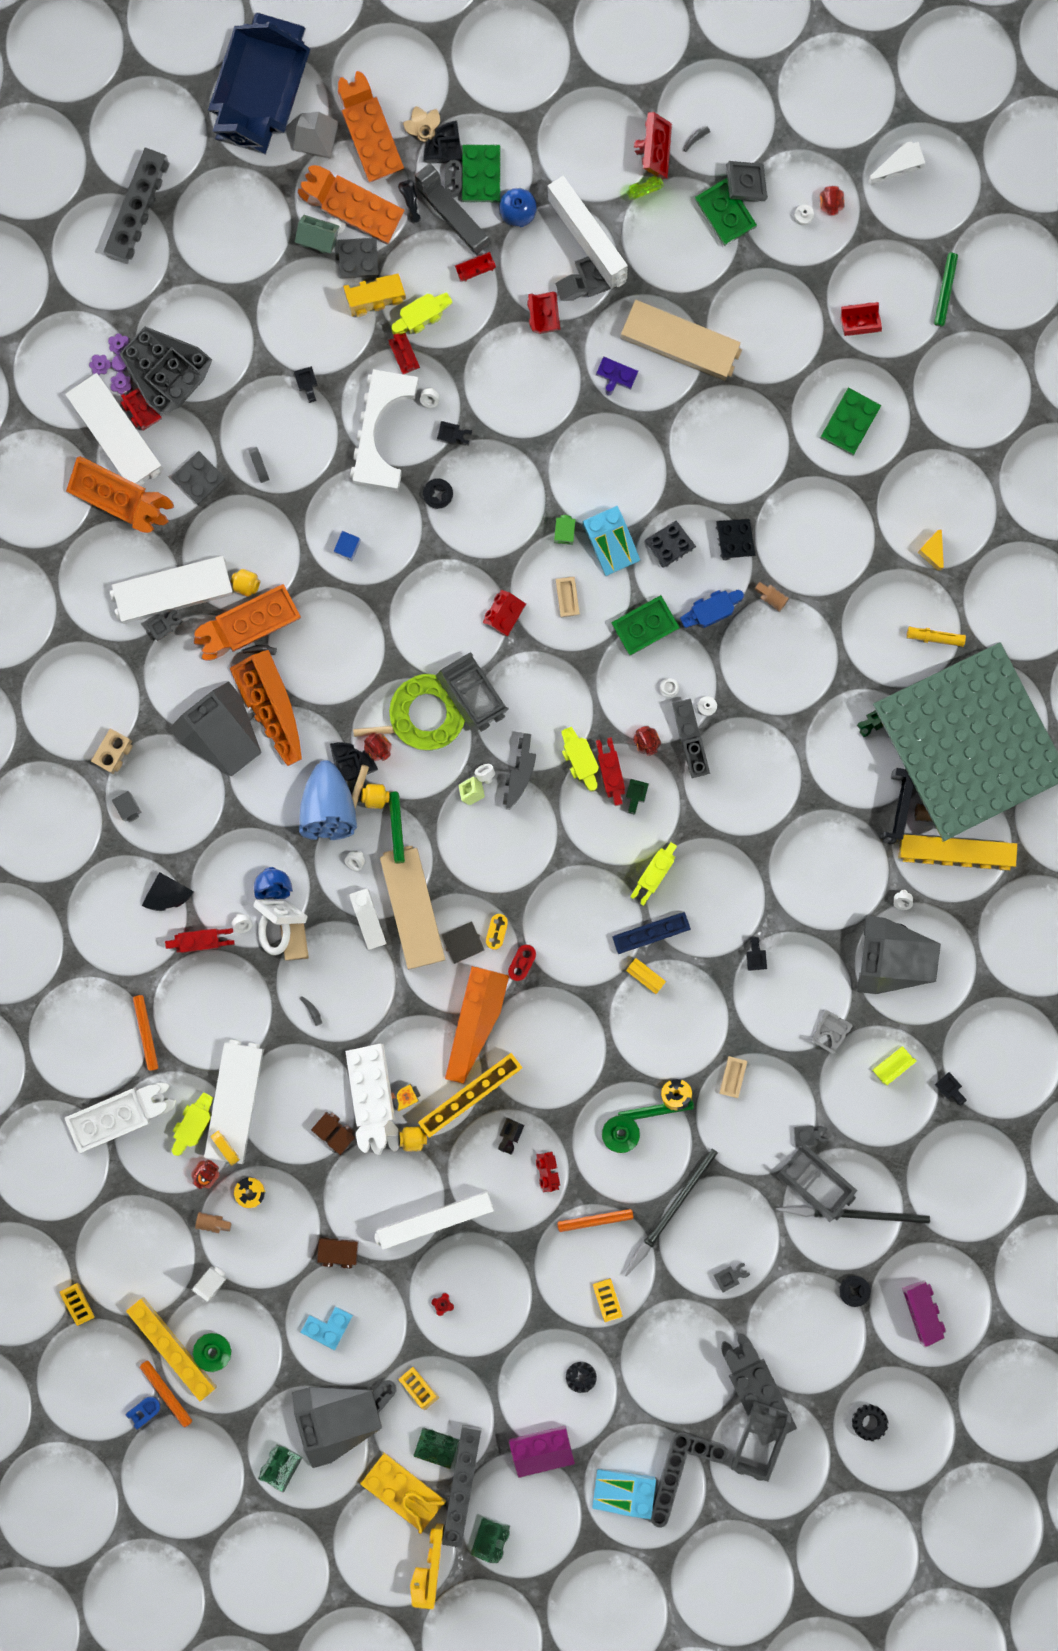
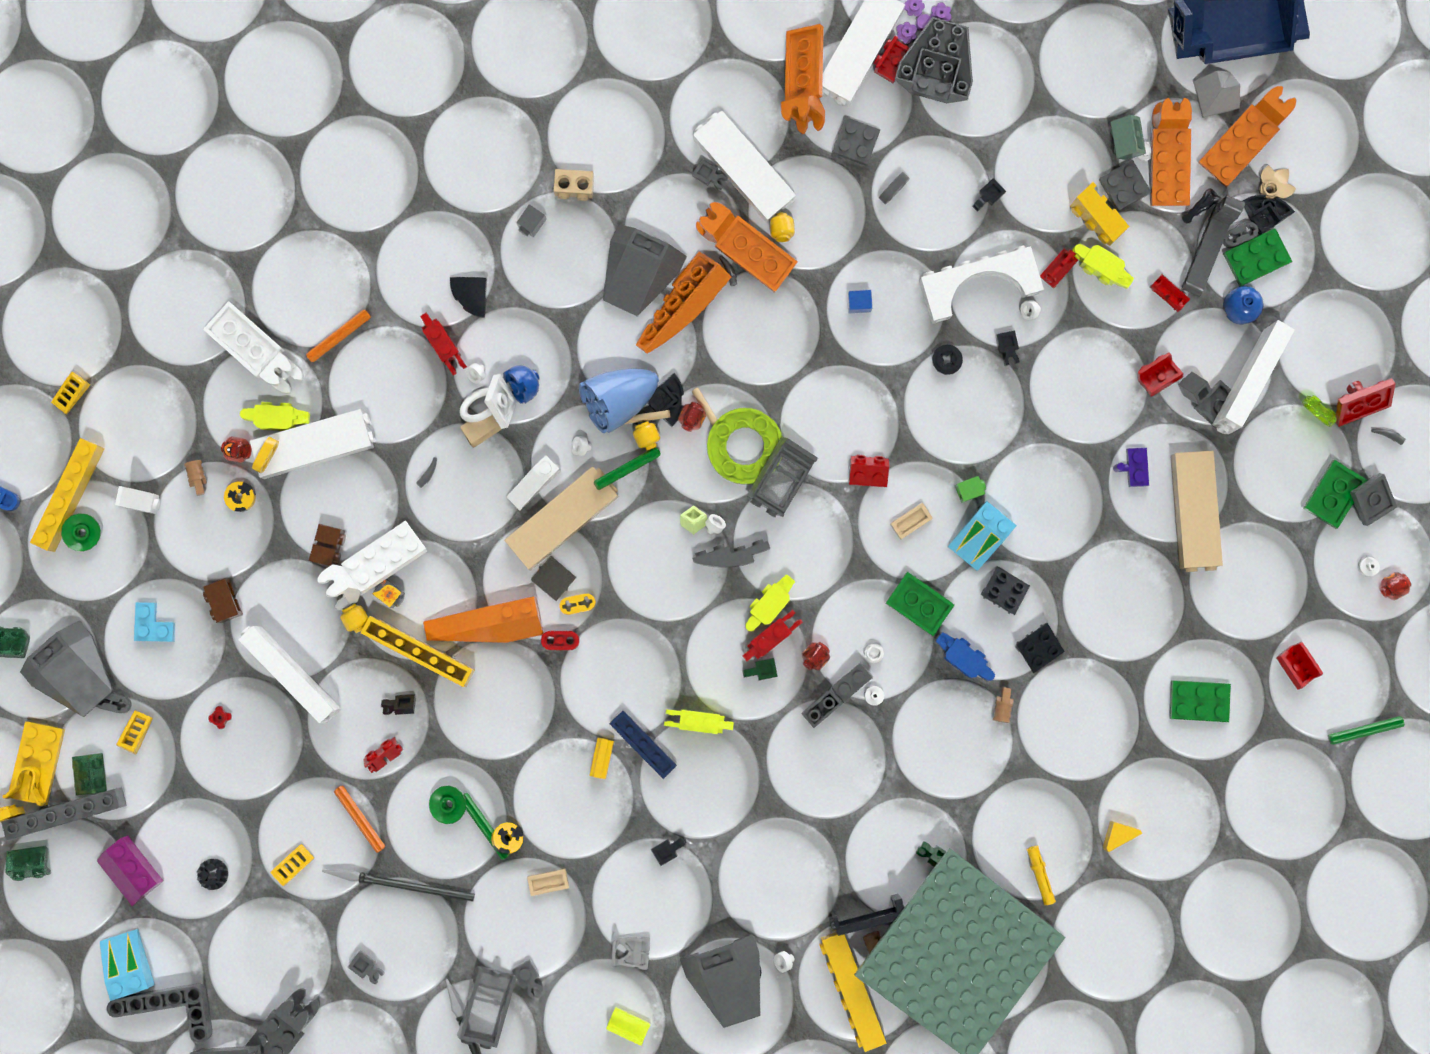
camera: 65 degrees right, 0 degrees up
(165, 1393) = (26, 509): orange axle -> none

